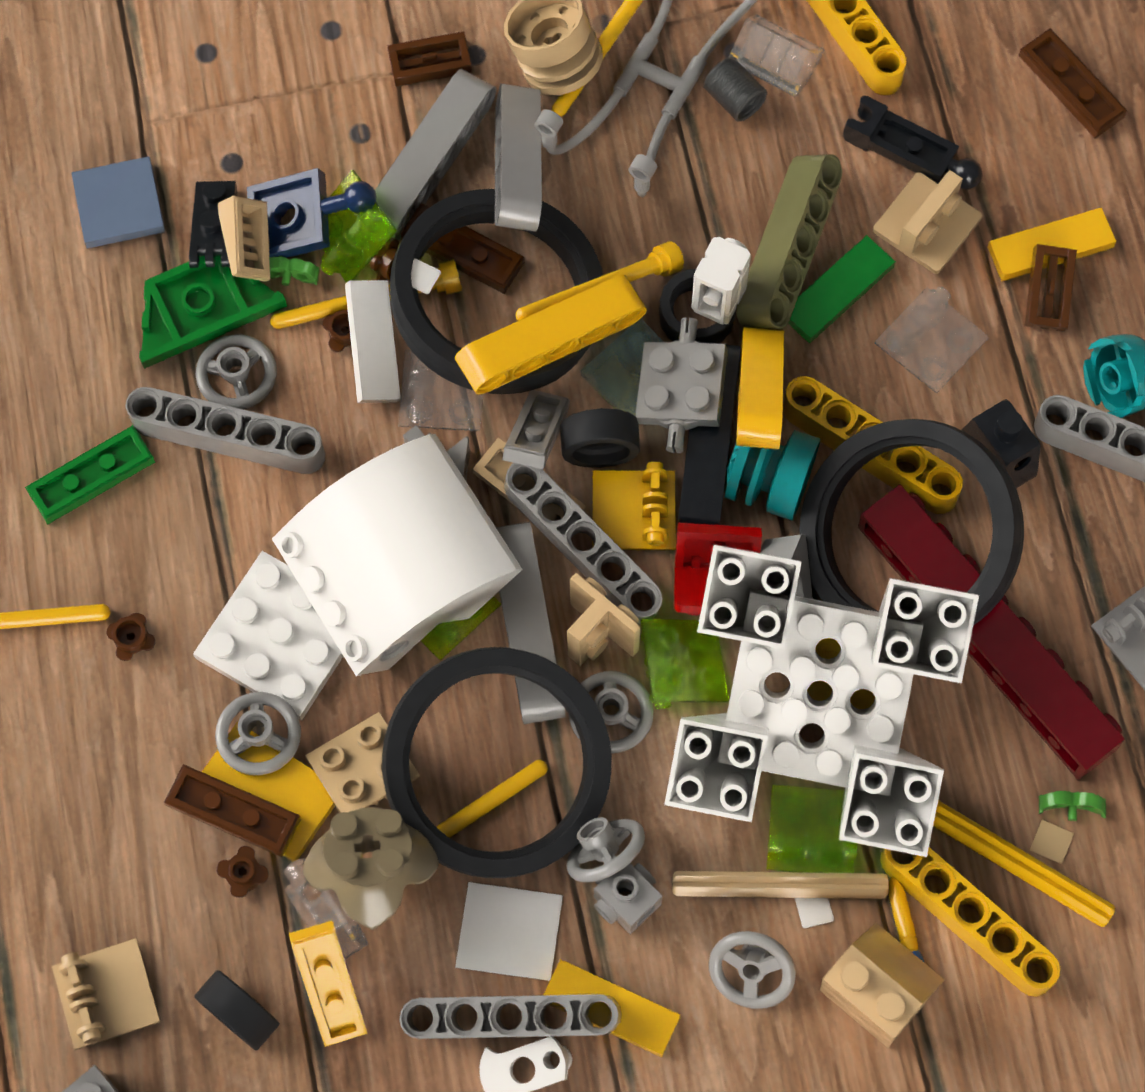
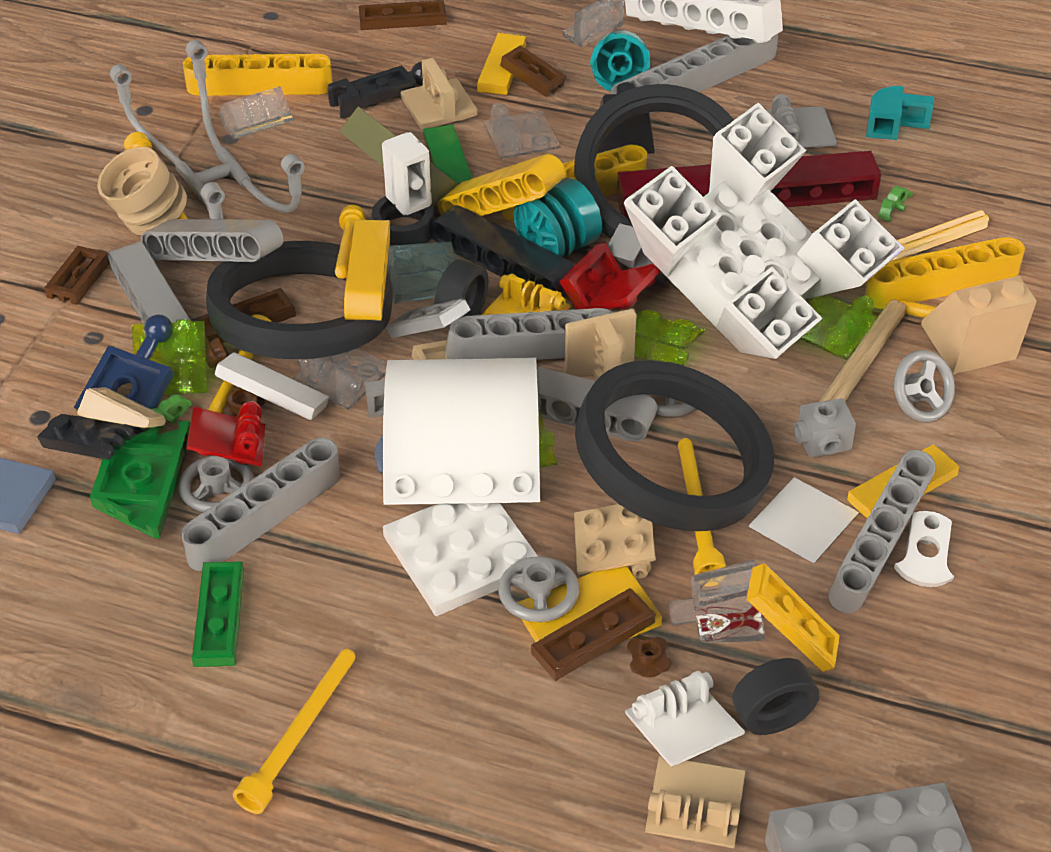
camera: 60 degrees left, 25 degrees down
(122, 628) = (385, 635): reddish brown plate -> none
(180, 941) = (683, 719): none -> white hinge
(285, 345) = (227, 435): none -> red hinge
(372, 886) = (707, 529): dark tan brick -> none
(423, 276) = (260, 313): white sticker -> none
(600, 842) = (779, 417): light grey piece -> none
(681, 384) = (458, 233): light grey plate -> none
(735, 89) = (262, 139): dark grey piece -> none
(814, 911) = (891, 353): white sticker -> none
(1051, 841) = (911, 225): tan sticker -> none

